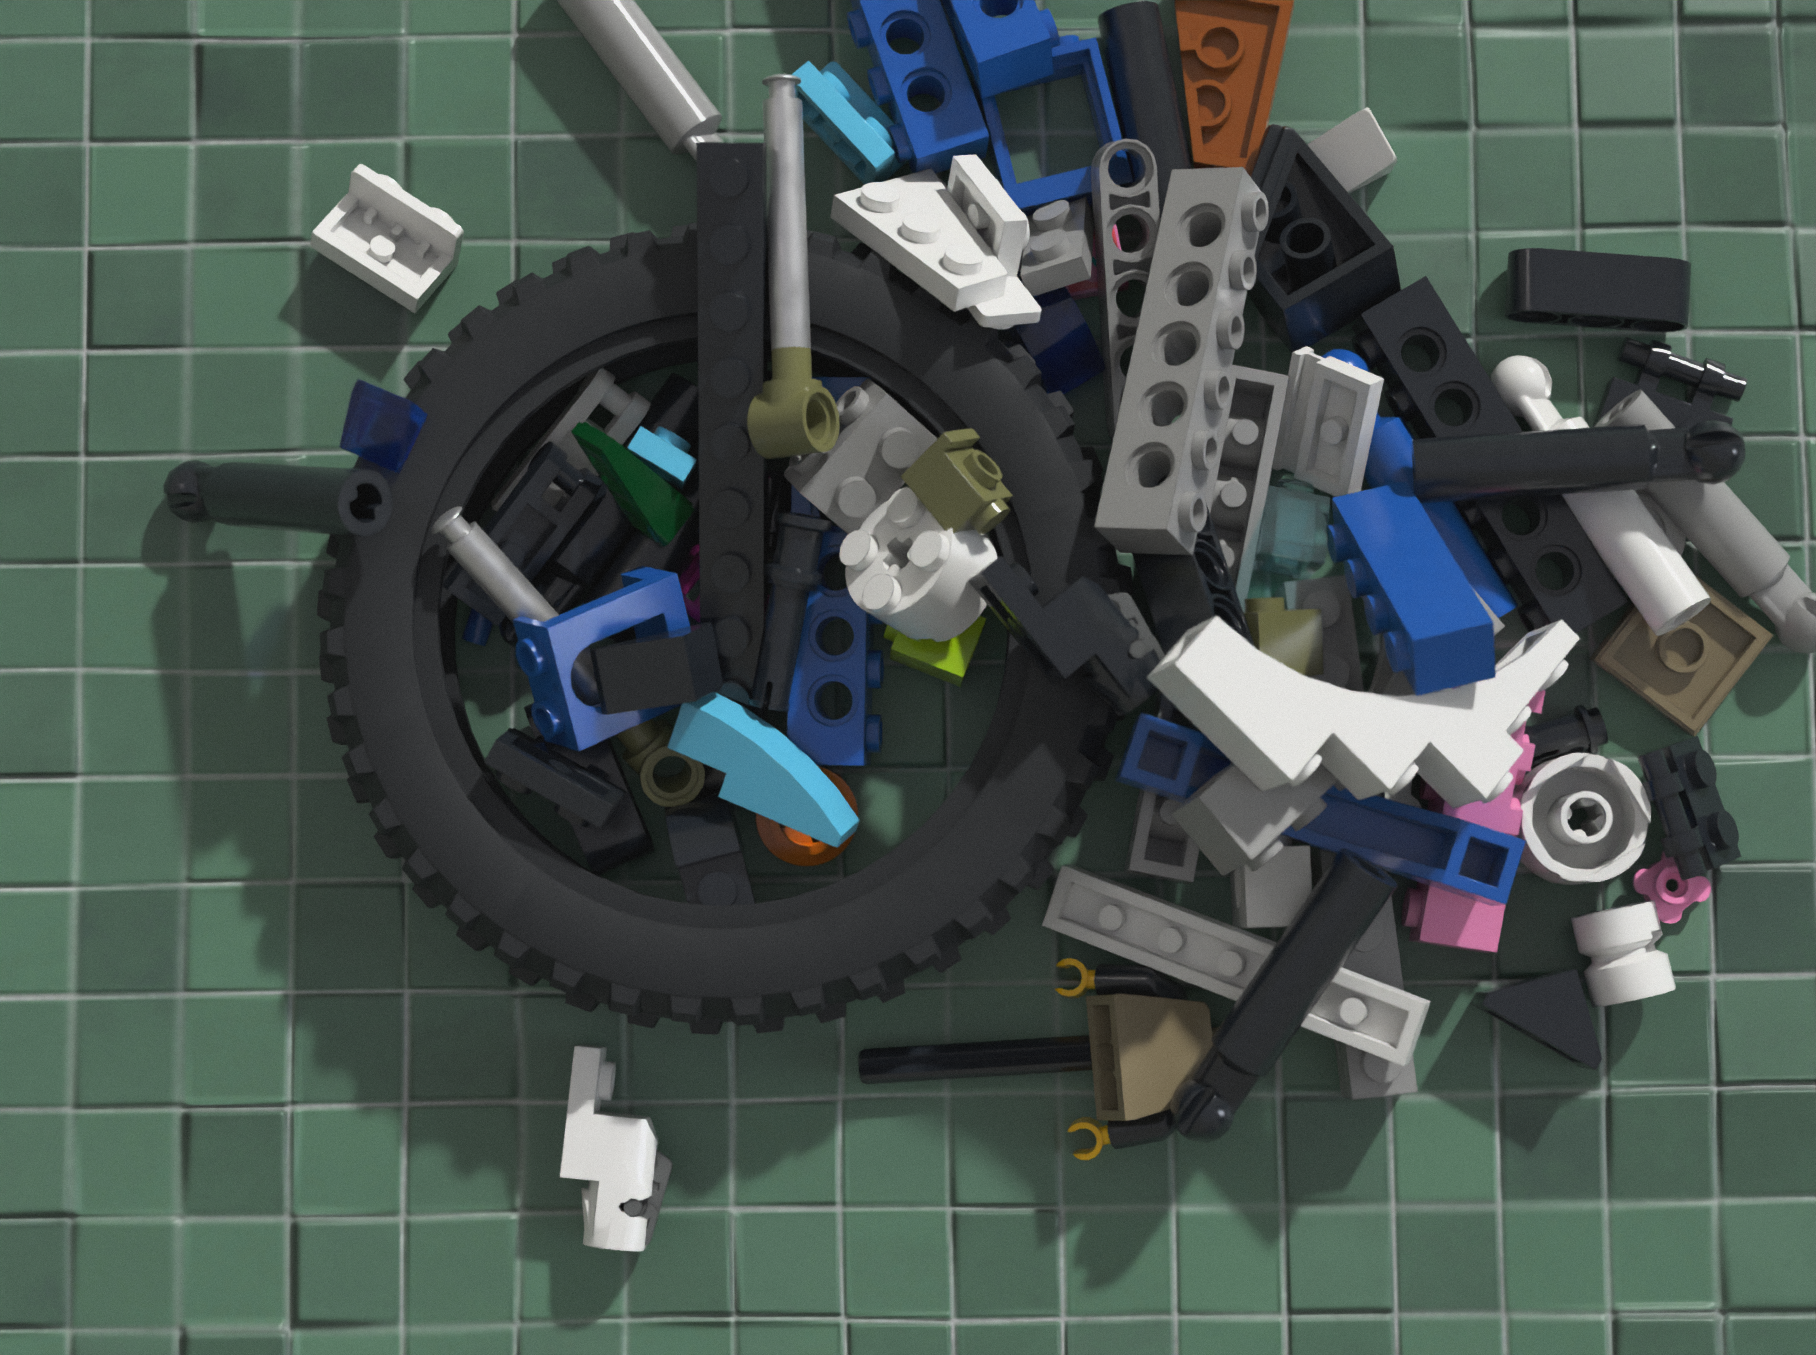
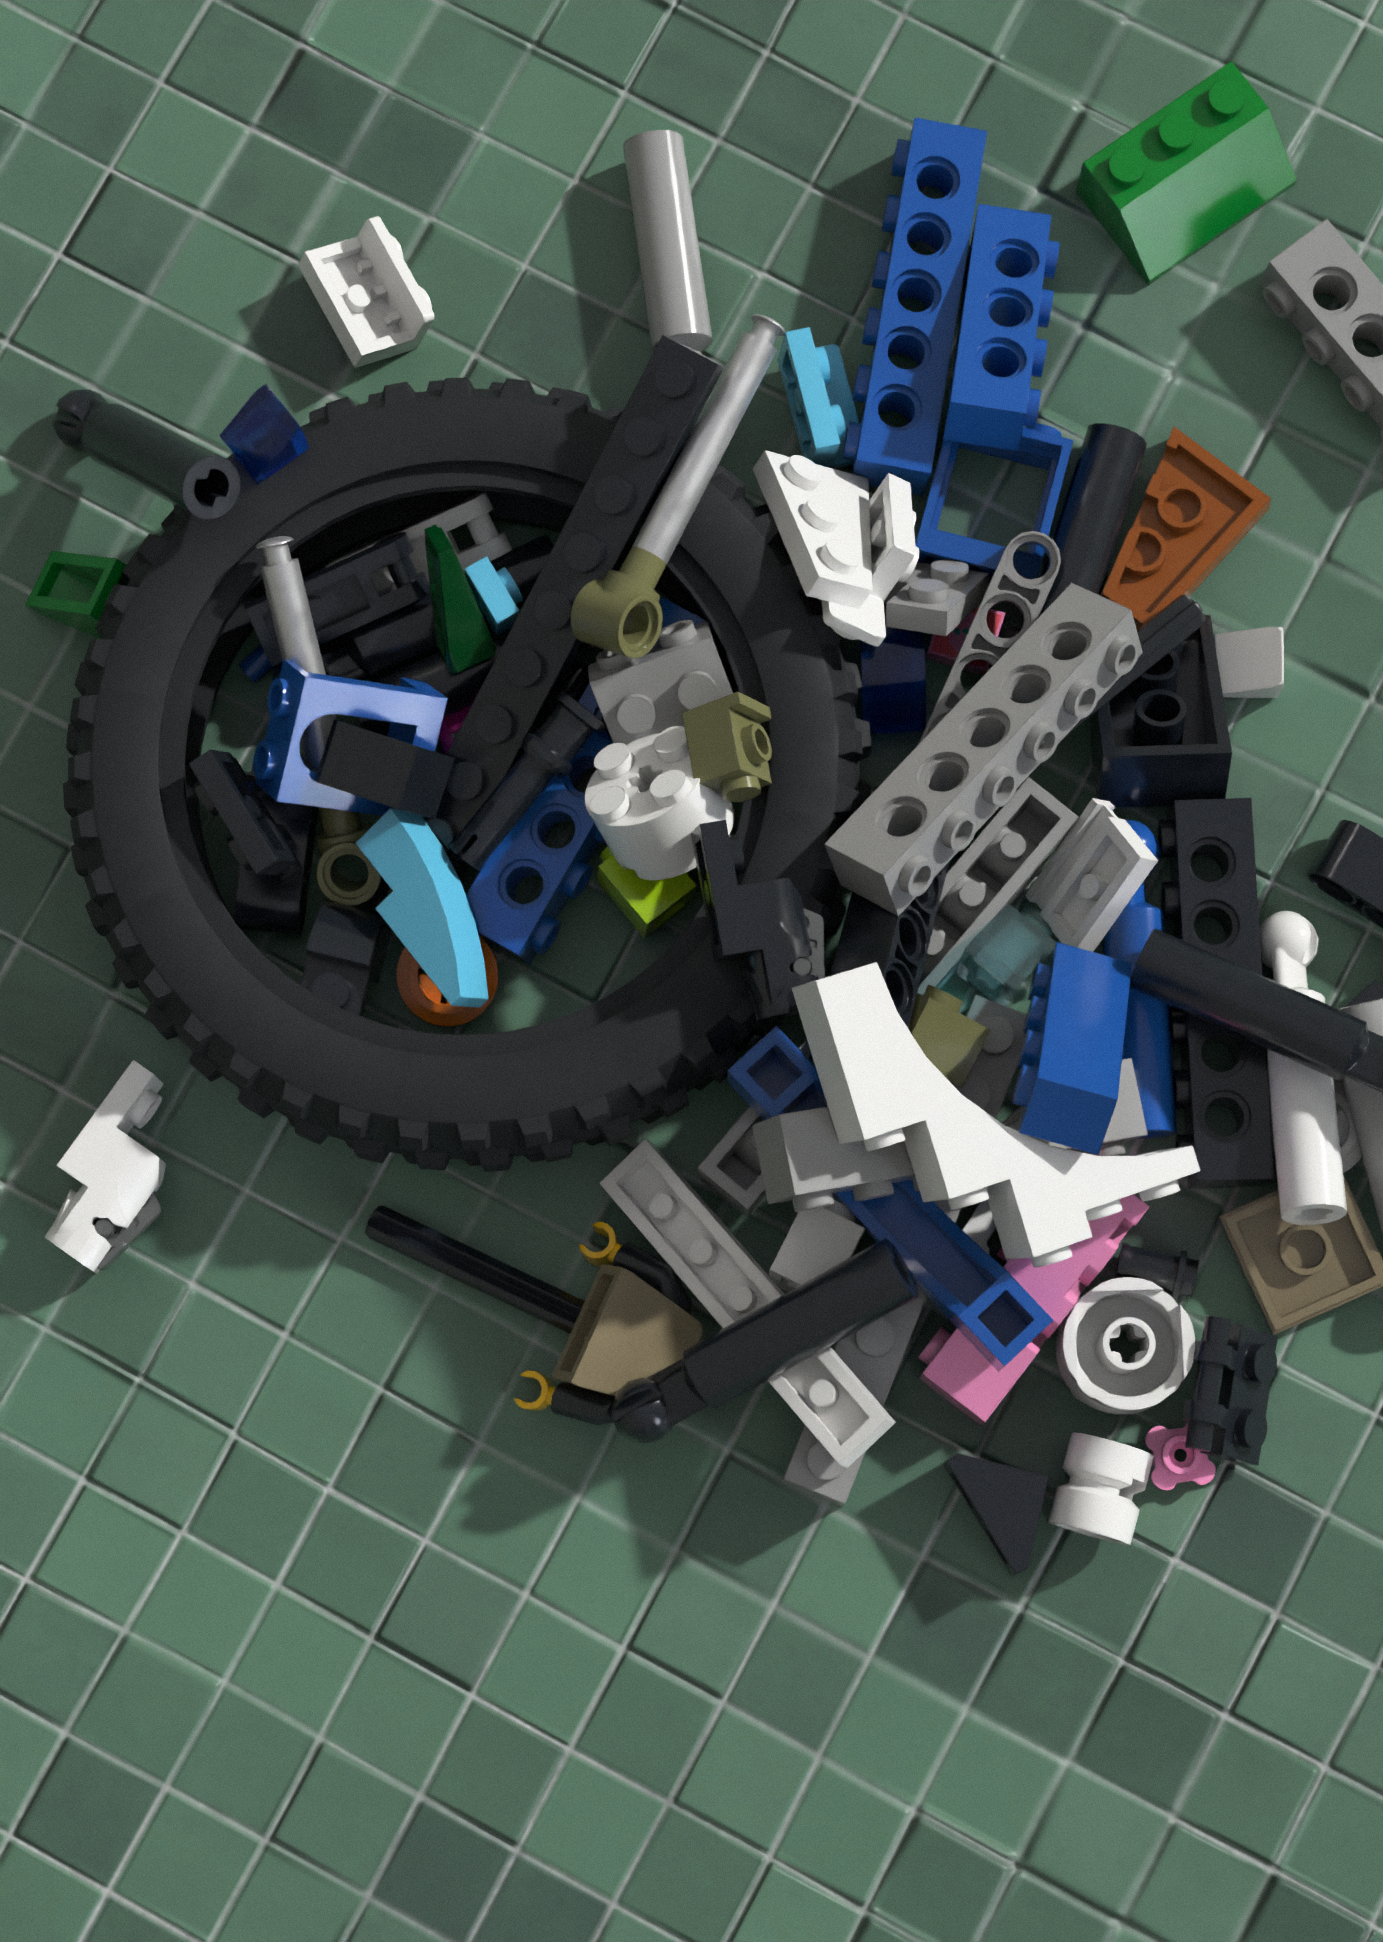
camera: 30 degrees right, 5 degrees down
(279, 648) = (76, 588): none -> green slope

